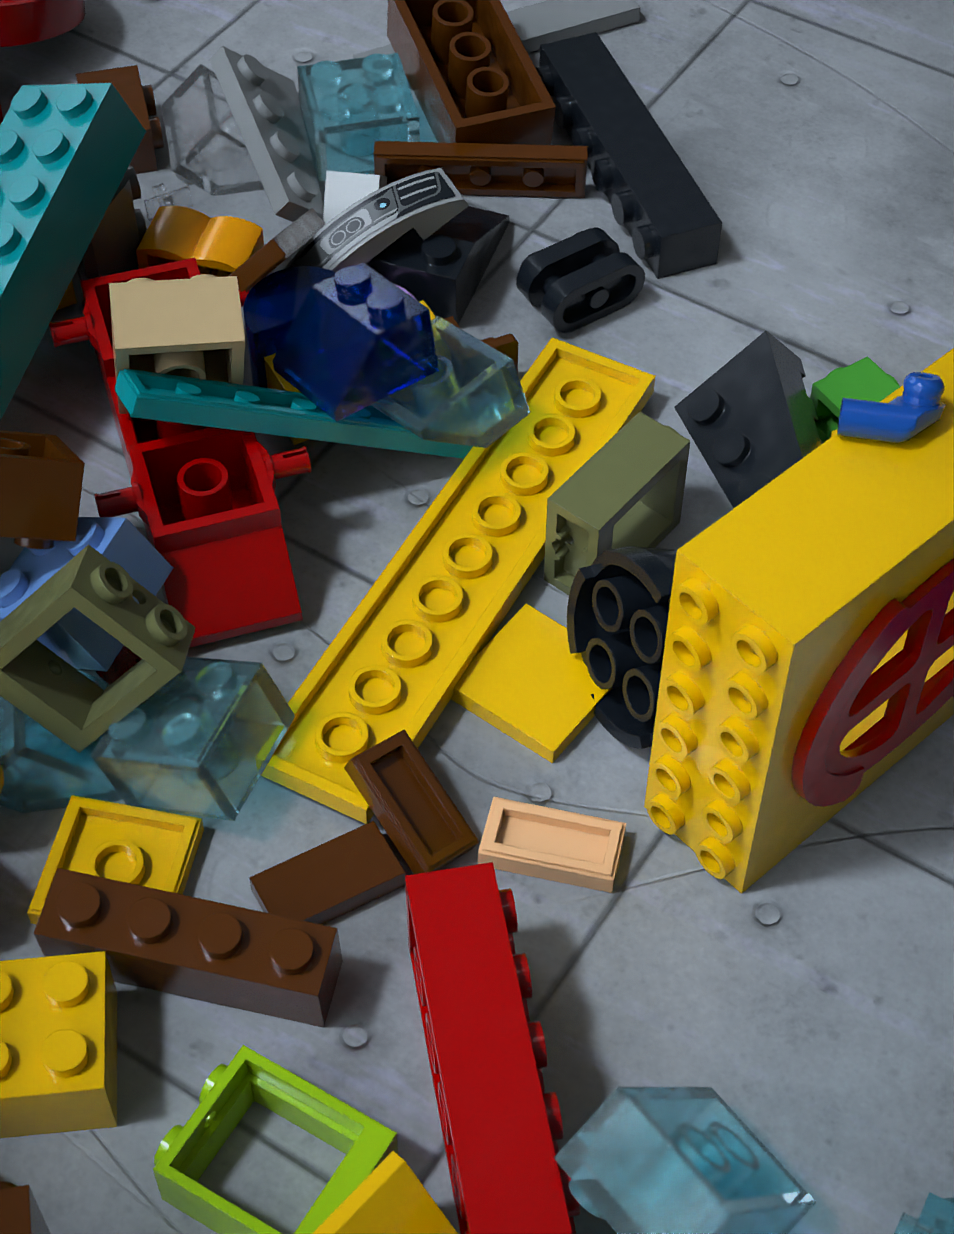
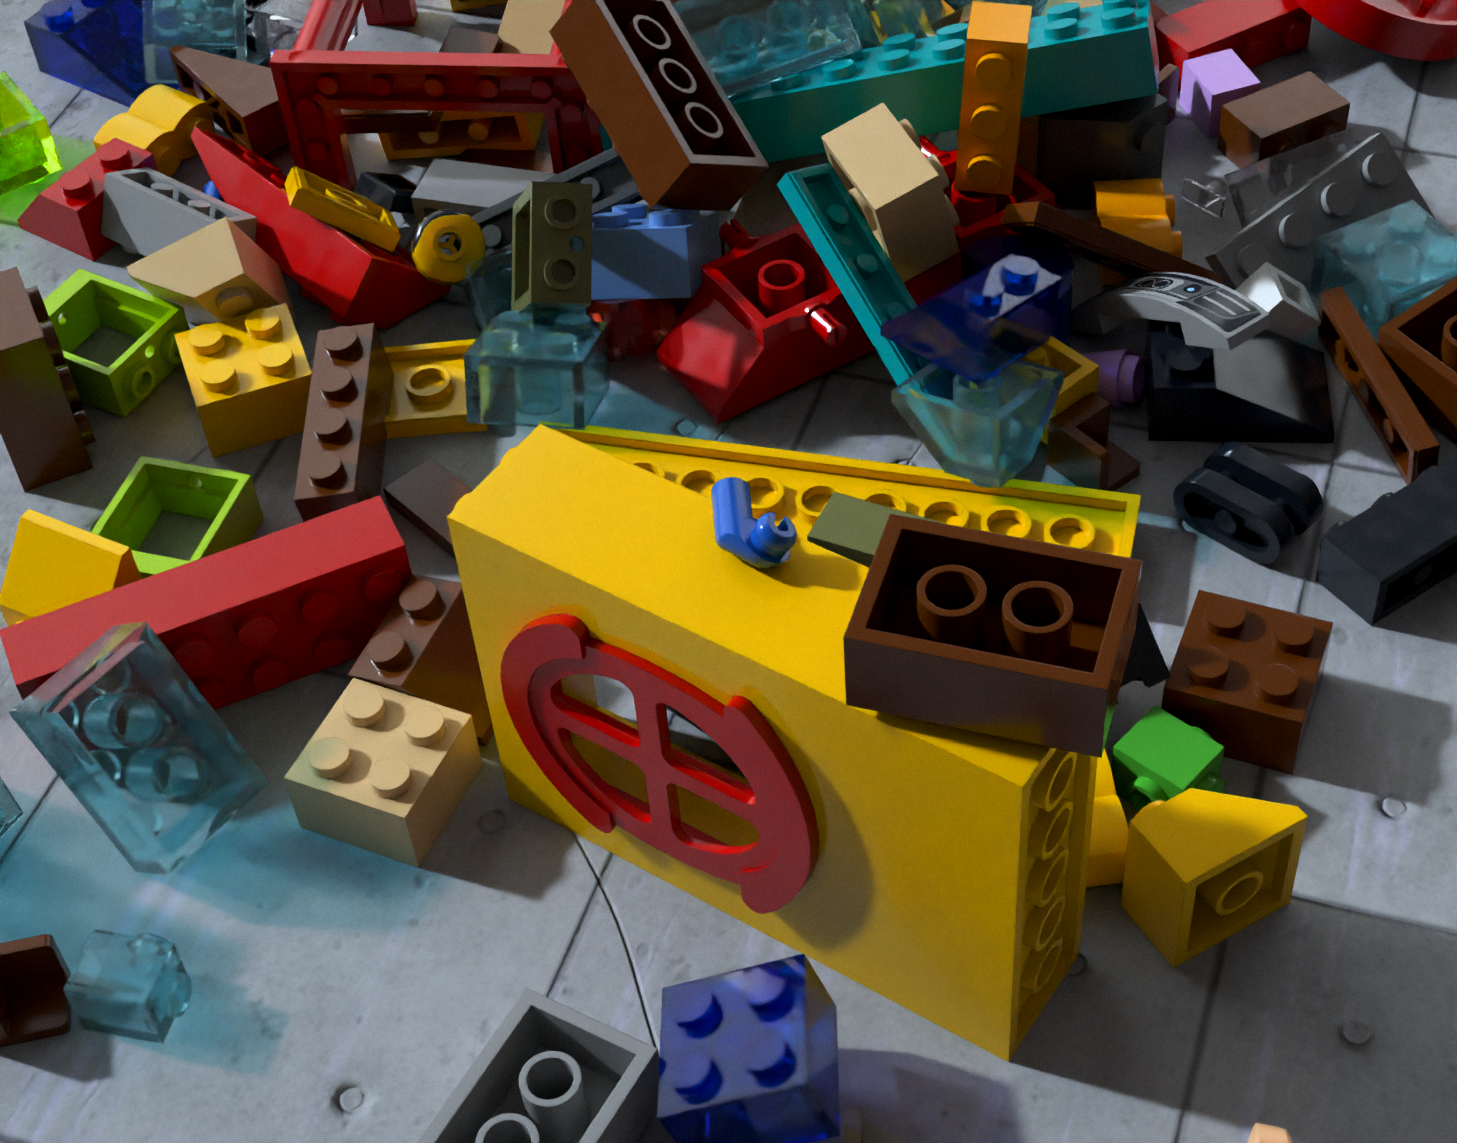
camera: 80 degrees right, 5 degrees down
(119, 207) = (992, 97): none -> light orange brick
(592, 895) = (429, 651): none -> reddish brown slope
(715, 977) = (384, 771): none -> tan brick
(796, 309) = (1248, 677): none -> reddish brown brick

